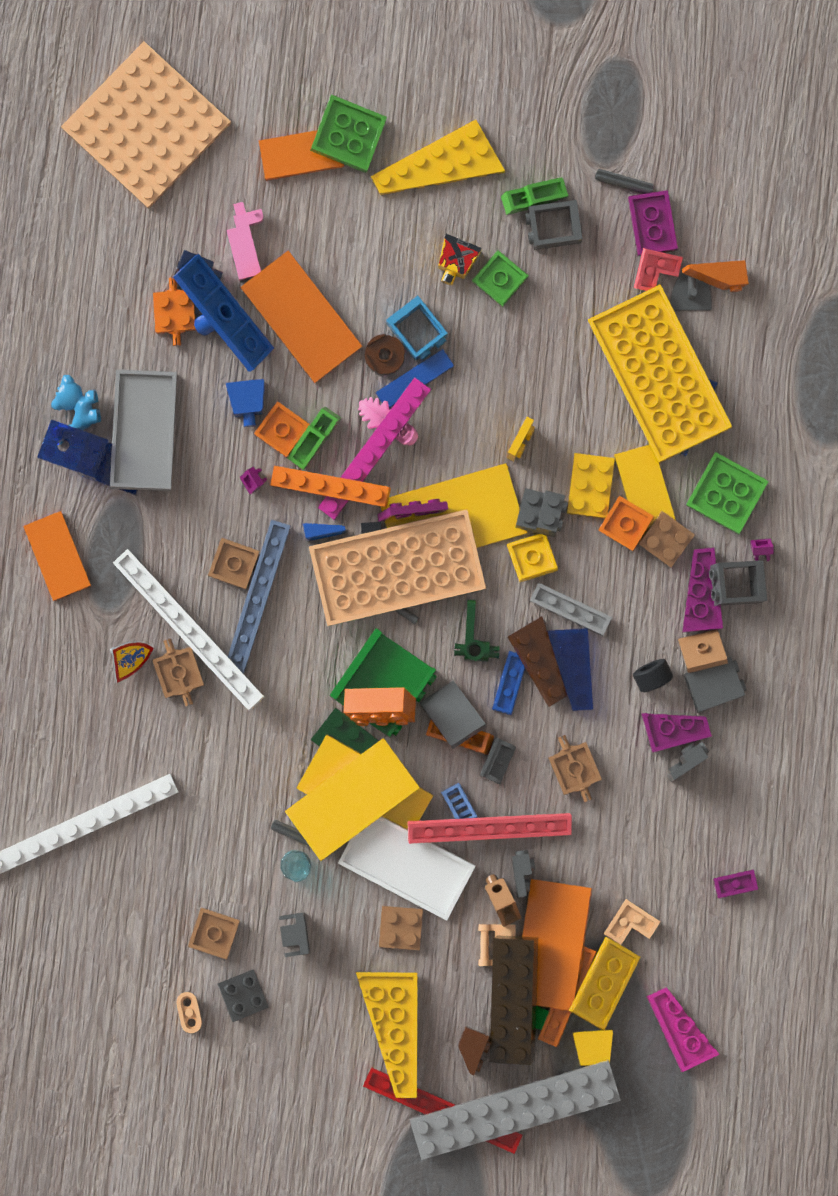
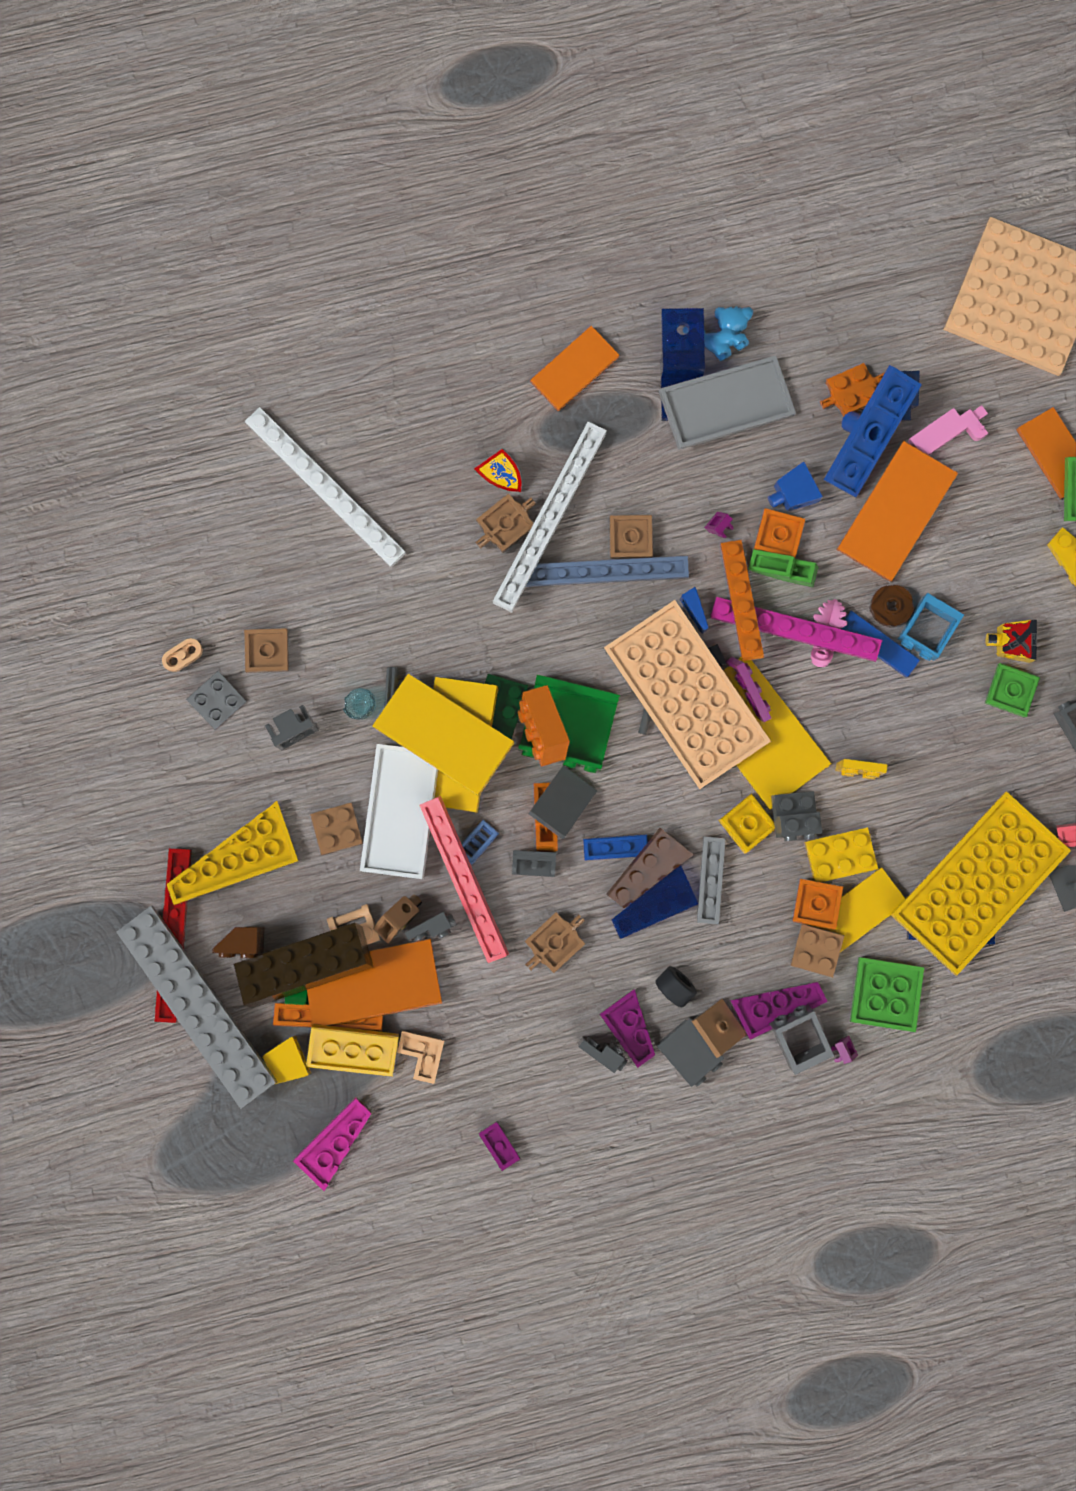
camera: 70 degrees right, 0 degrees up
(486, 650) = (639, 811): dark green piece -> none

